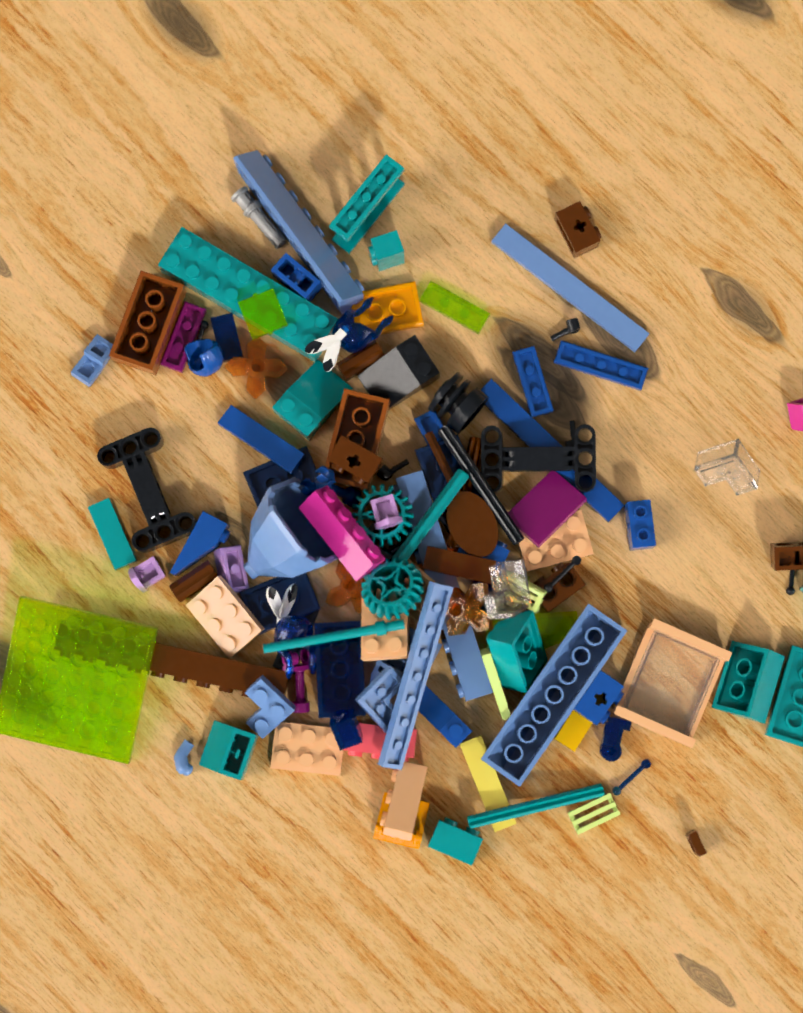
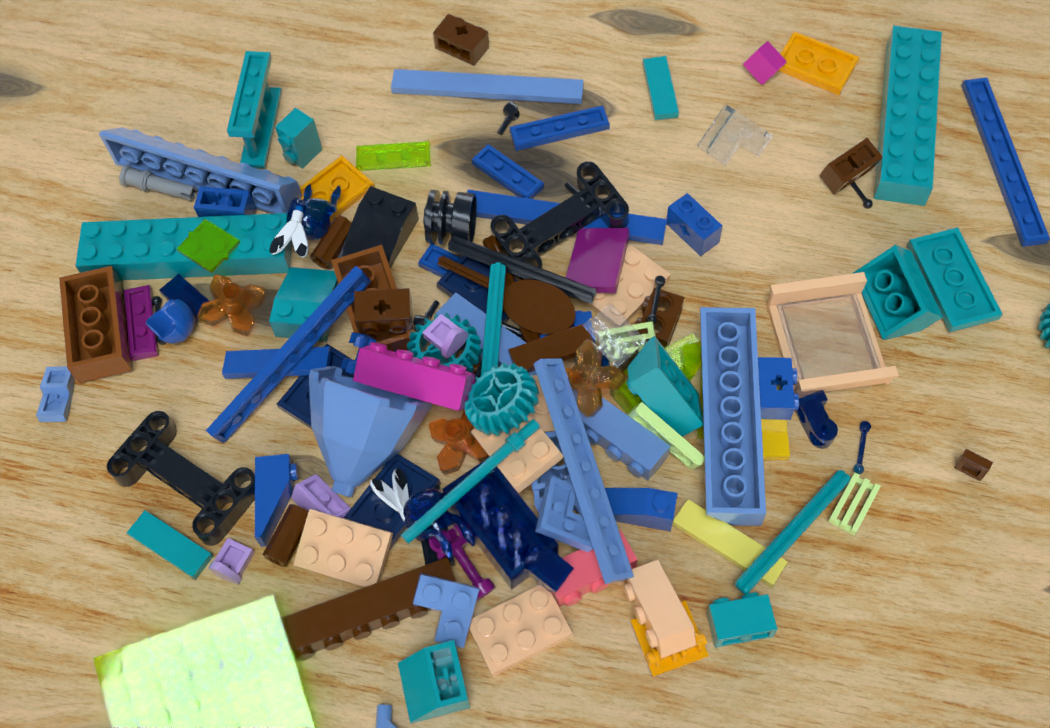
camera: 35 degrees left, 20 degrees down
(271, 447) = (288, 356): none -> blue tile
(707, 379) = (660, 88): none -> teal tile

